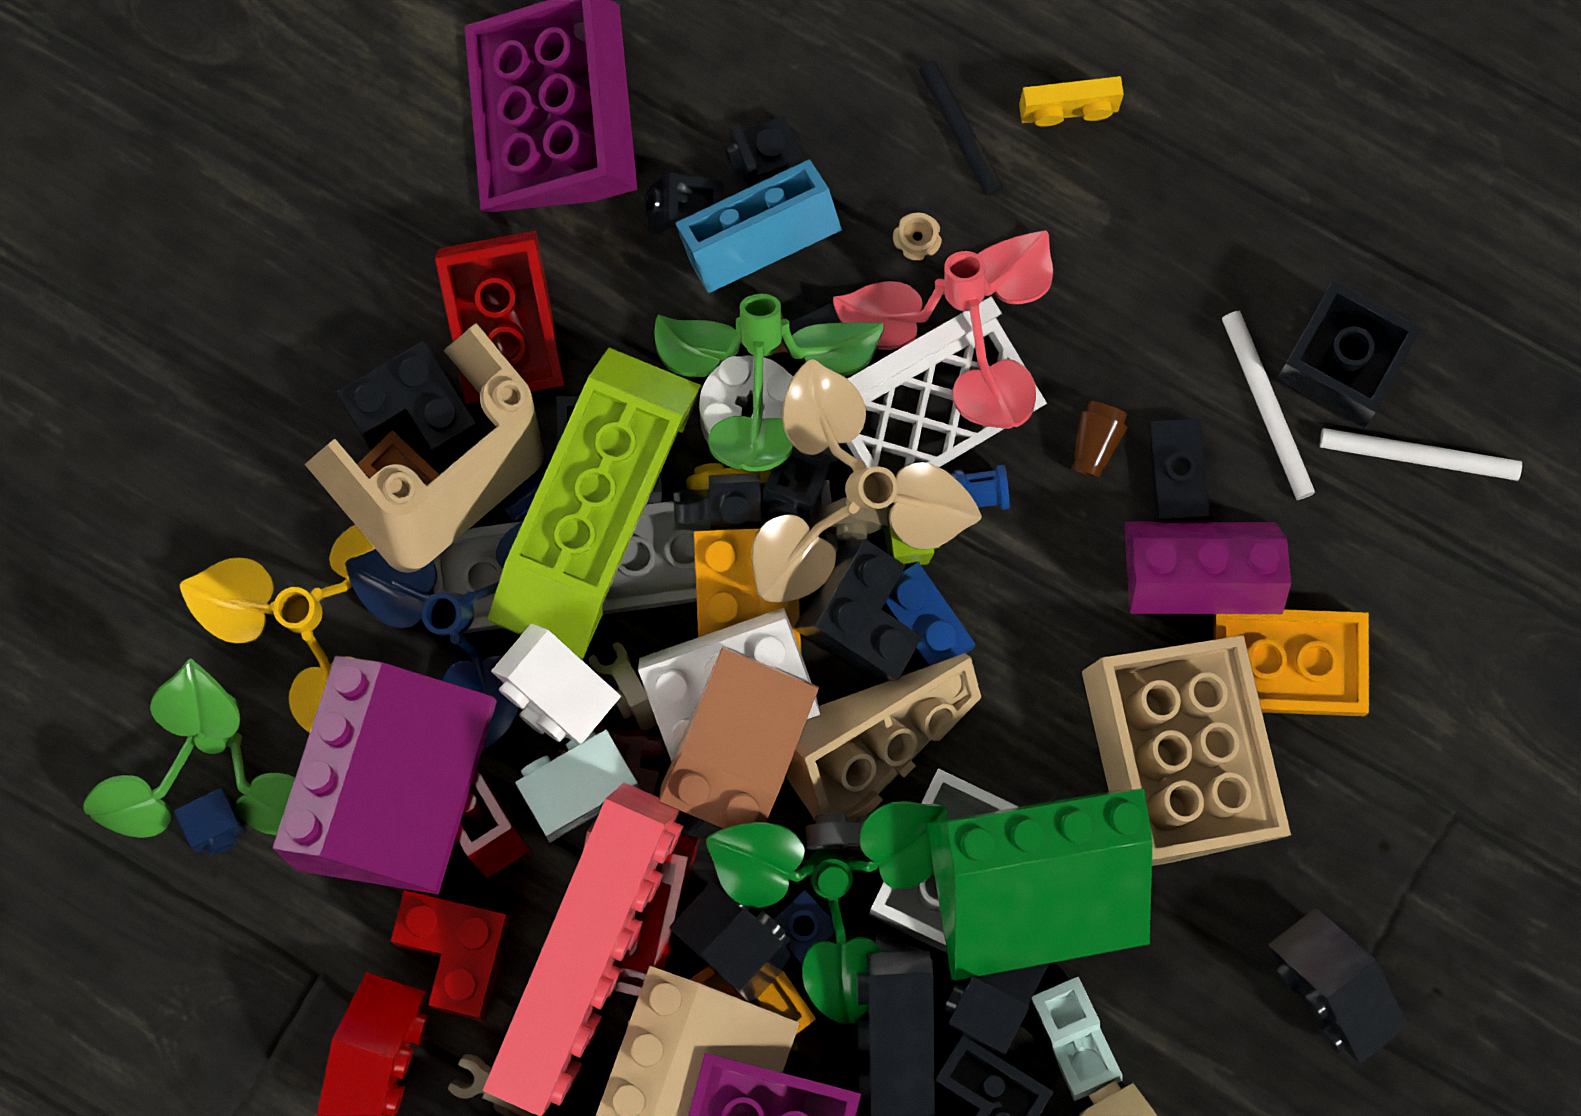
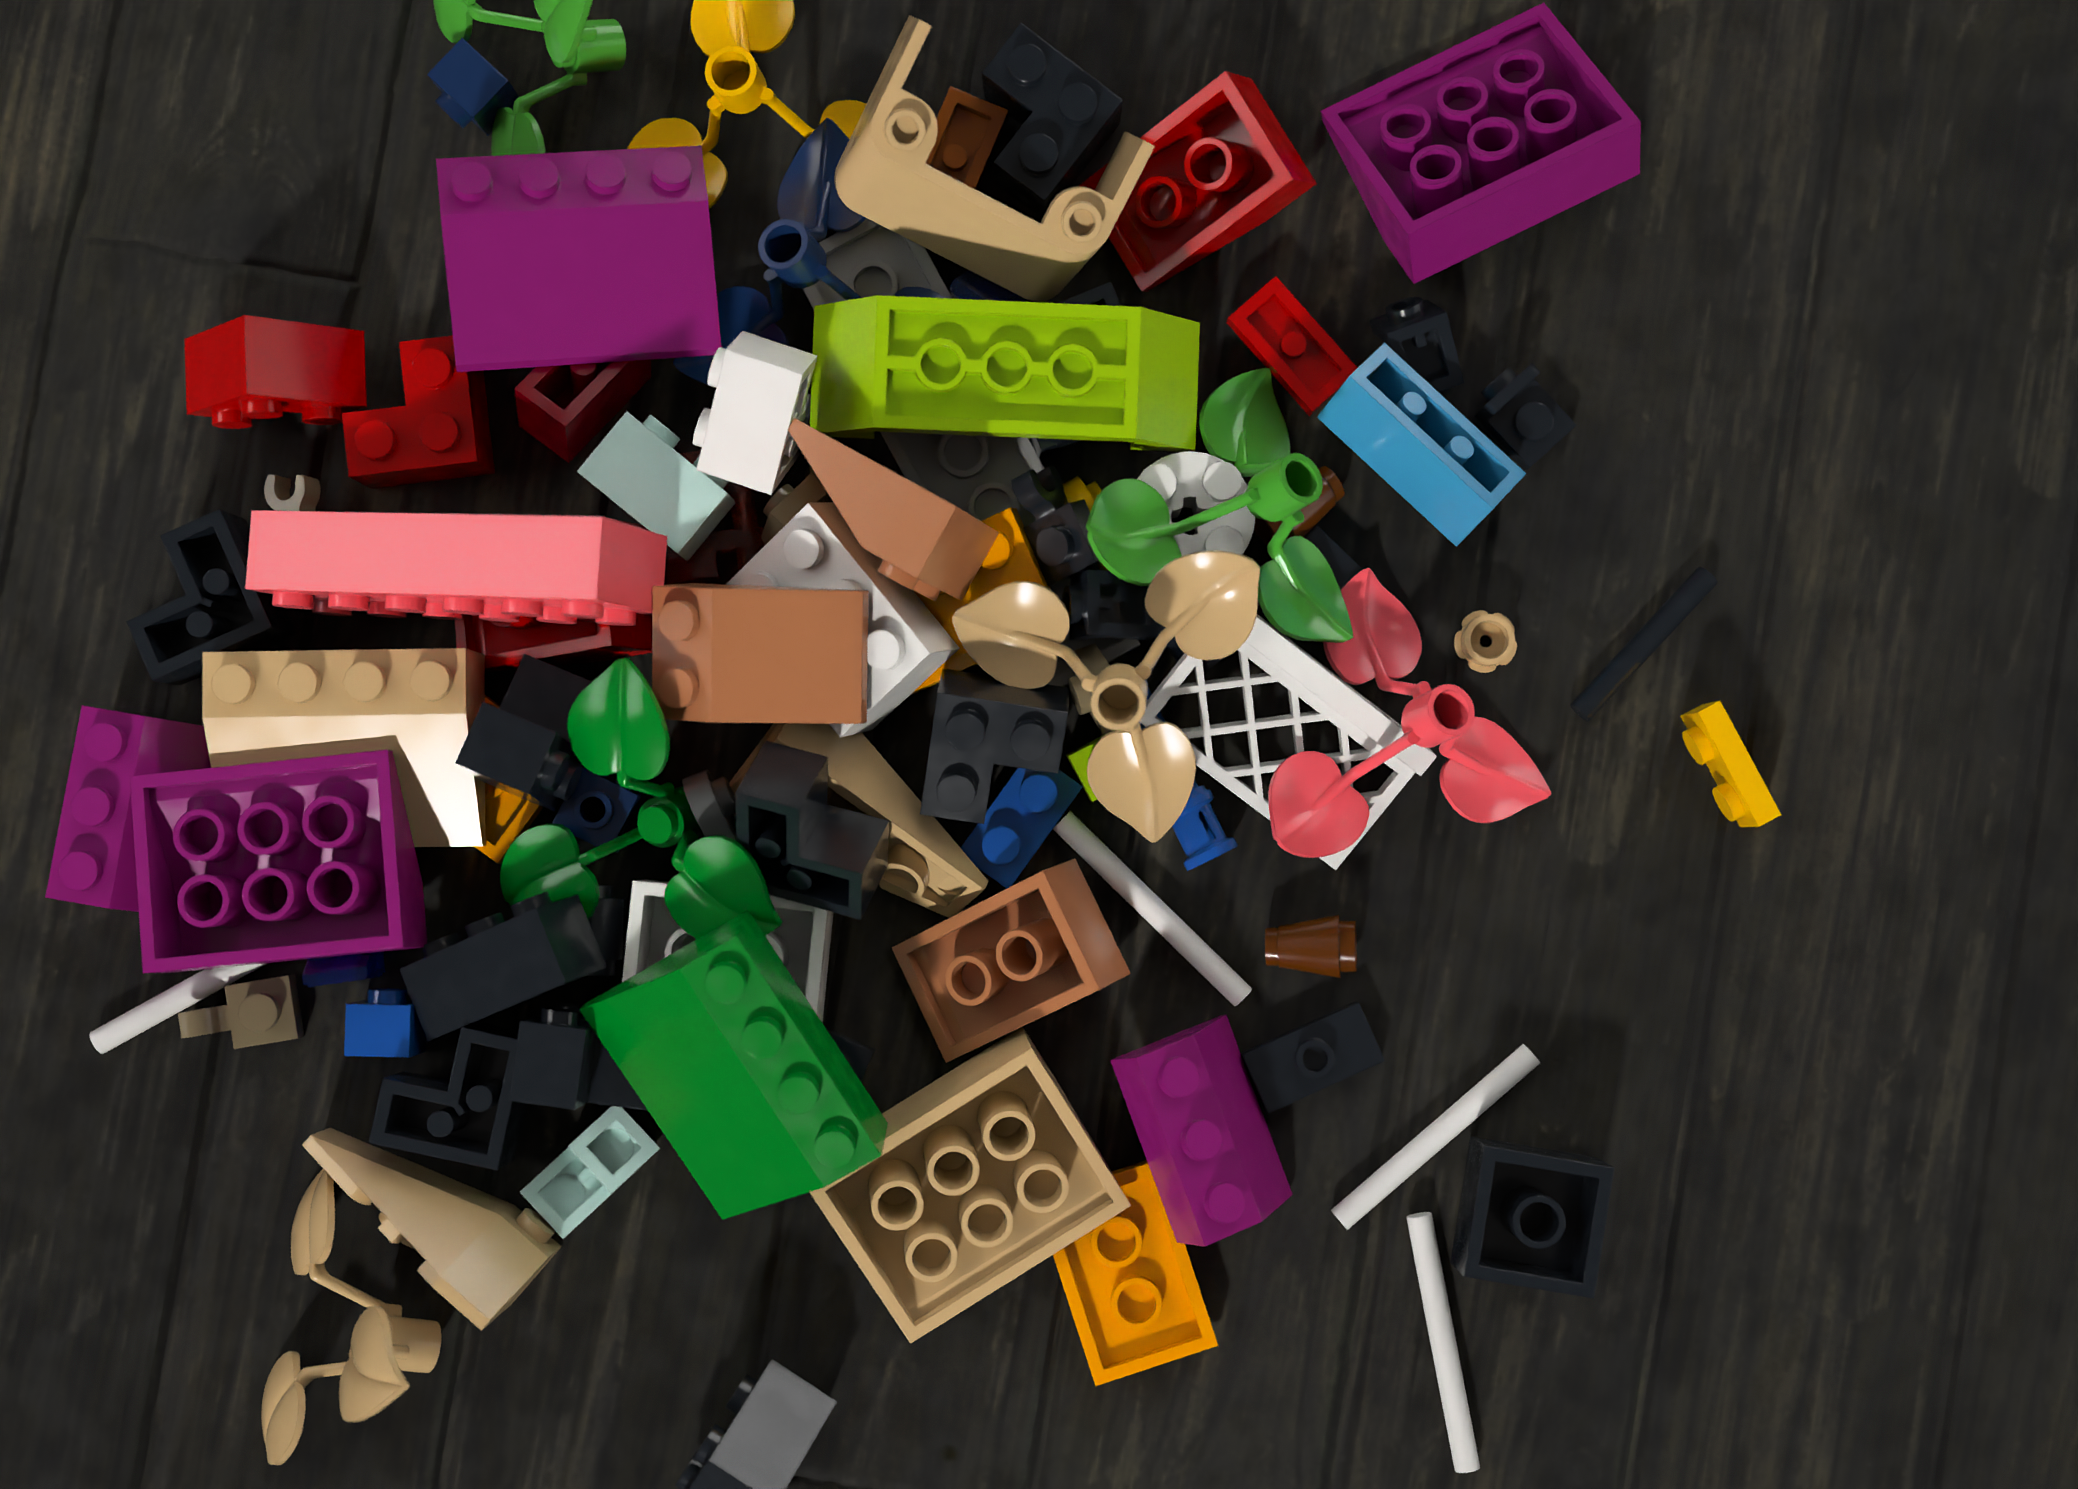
camera: 75 degrees right, 10 degrees up
(648, 292) = (1292, 345): none -> red plate
(686, 598) = (916, 533): none -> nougat slope
(895, 765) = (801, 842): none -> black brick
(1027, 546) = (1152, 909): none -> white bar
(1030, 662) = (1011, 959): none -> nougat slope

